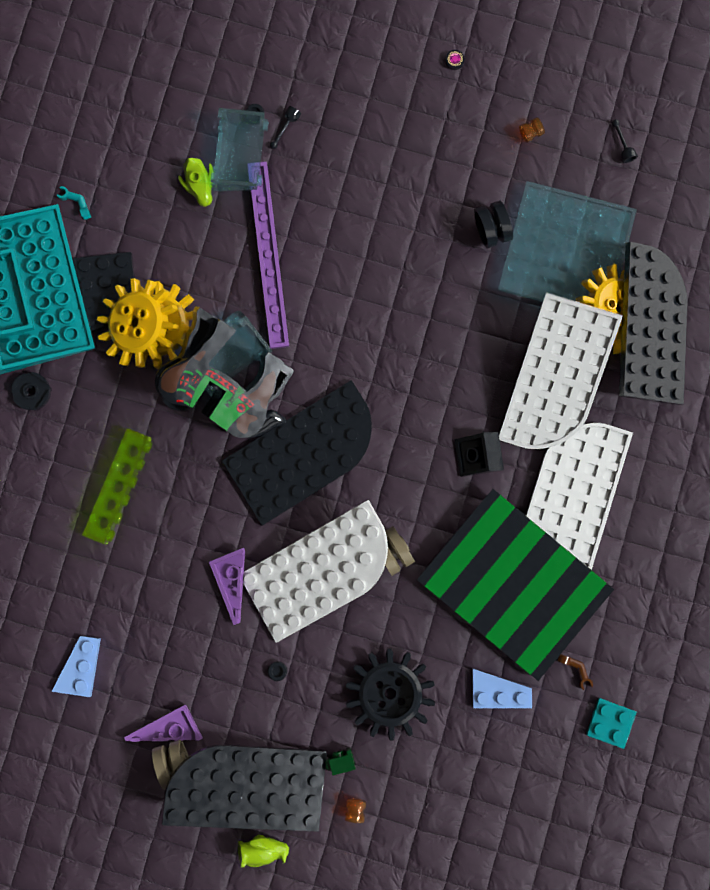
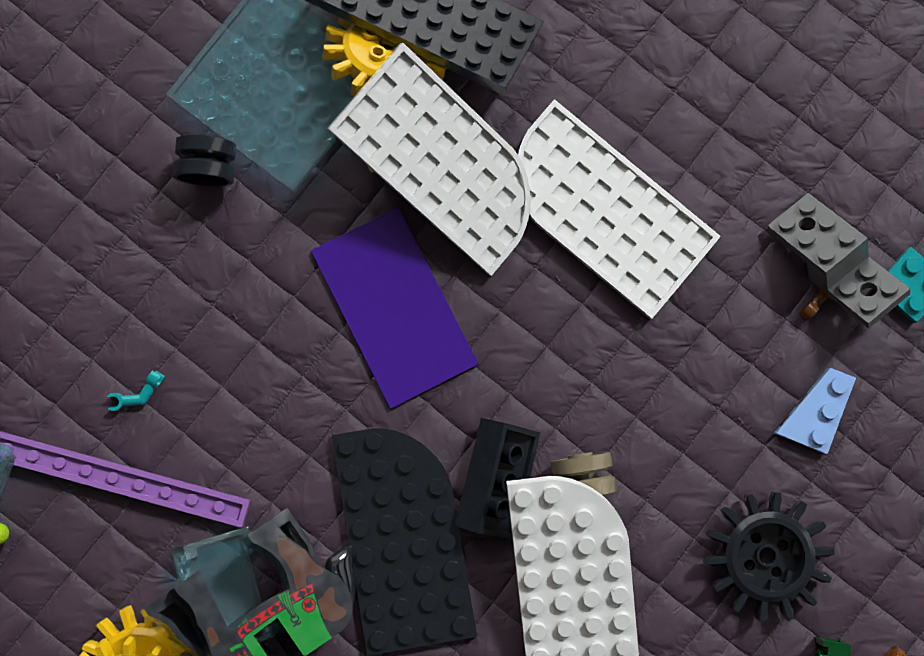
camera: 80 degrees left, 0 degrees up
(338, 252) = (152, 382): none -> teal arm
(383, 490) = (499, 455): none -> black slope
(450, 386) = (394, 307): none -> dark purple piece
(479, 454) = (501, 307): black slope -> none
(515, 584) = (689, 333): slope -> none
(532, 129) = (100, 58): clear orange wheel -> none
(605, 664) = (838, 260): none -> dark grey bracket

